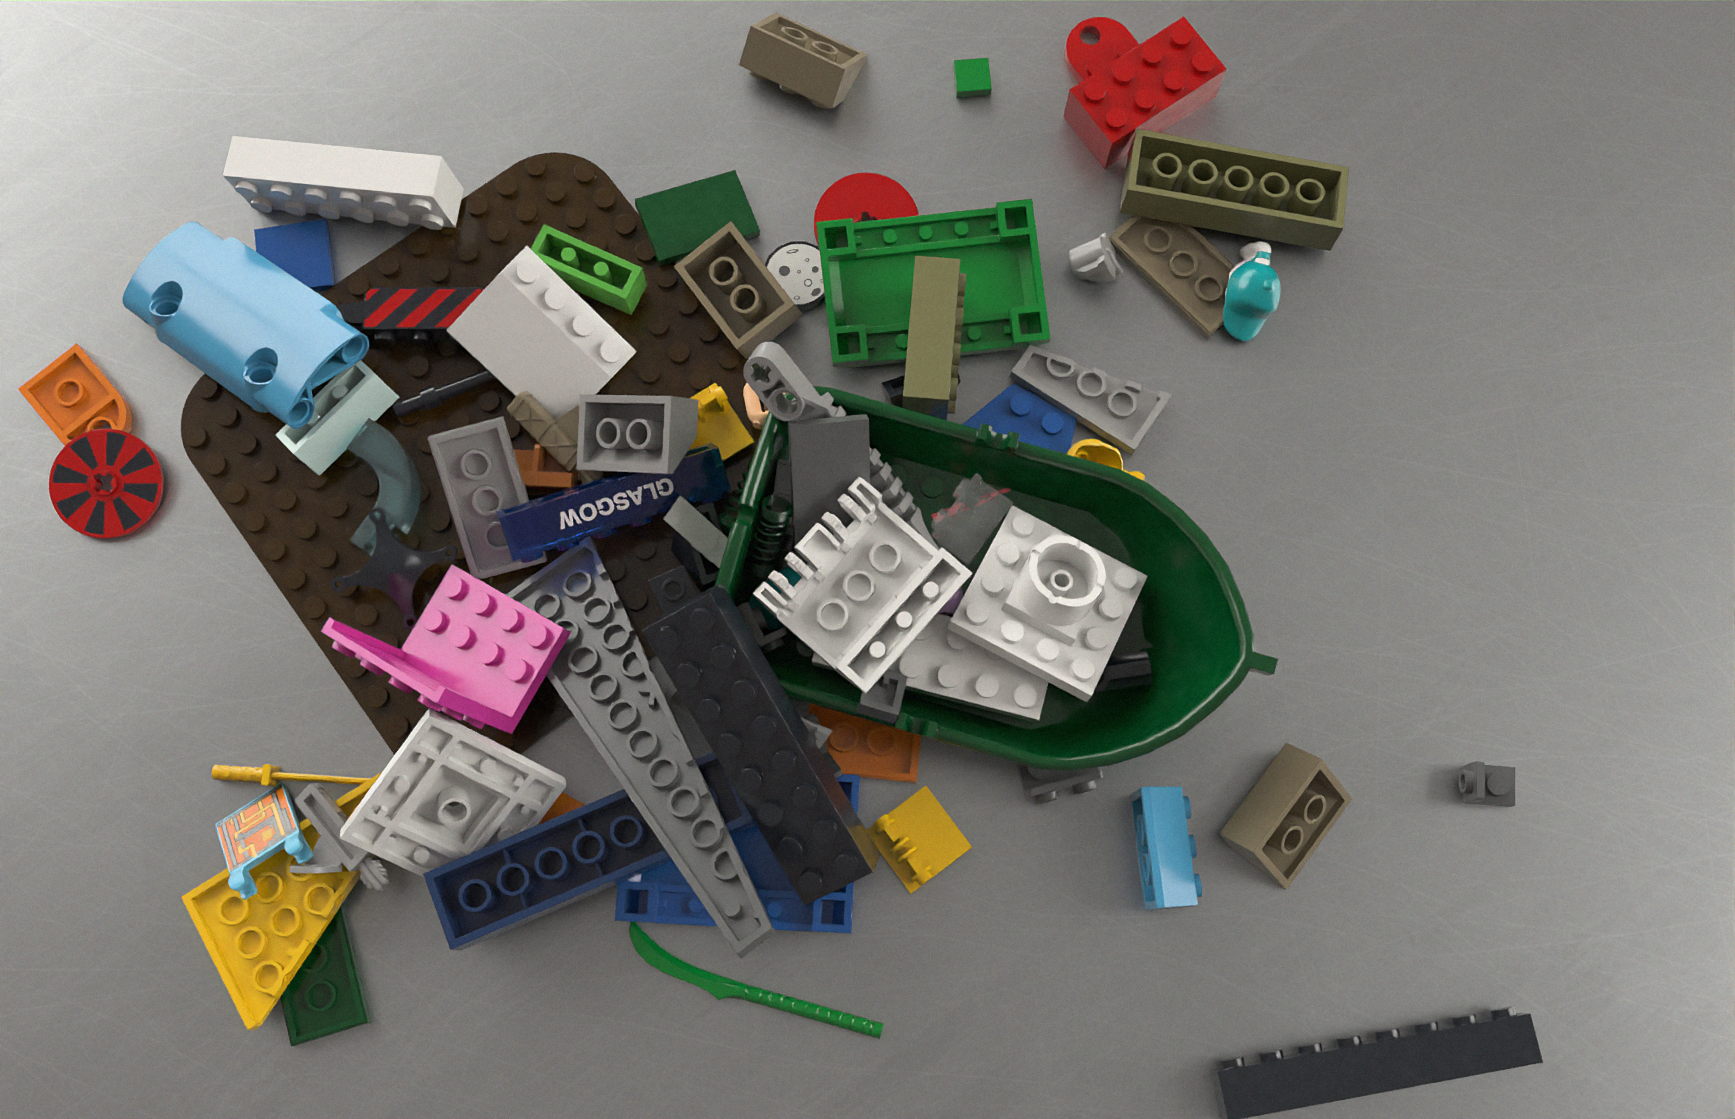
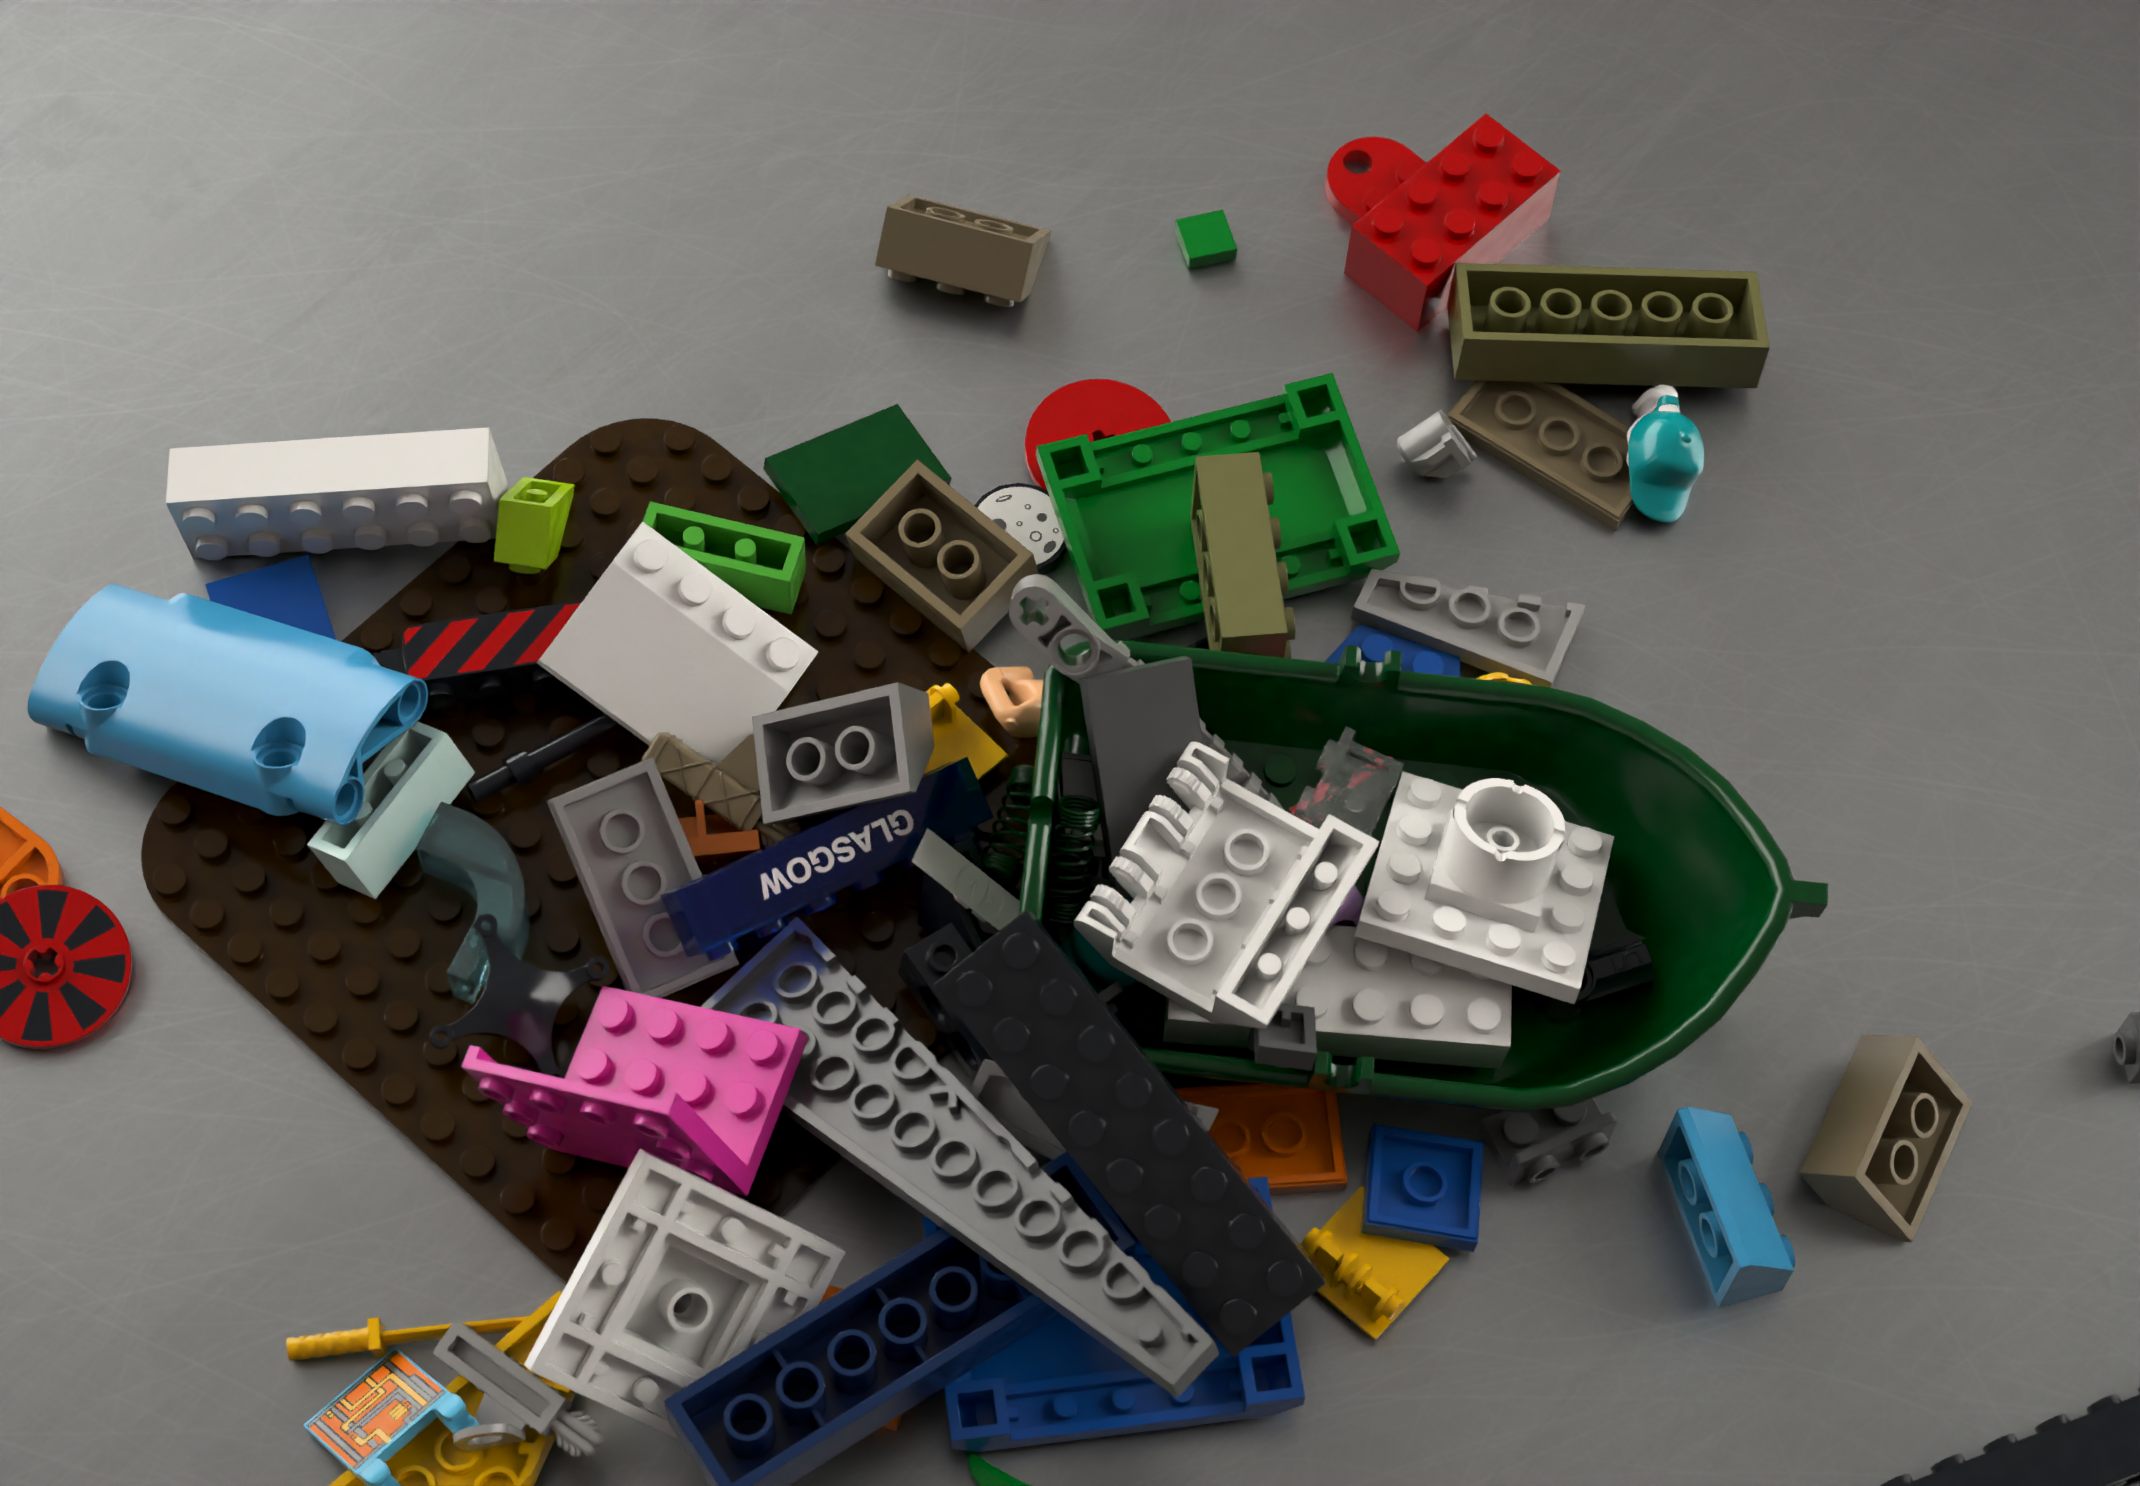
camera: 15 degrees left, 15 degrees down
(470, 222) = (532, 524): none -> lime slope
(965, 795) = (1423, 1187): none -> blue tile

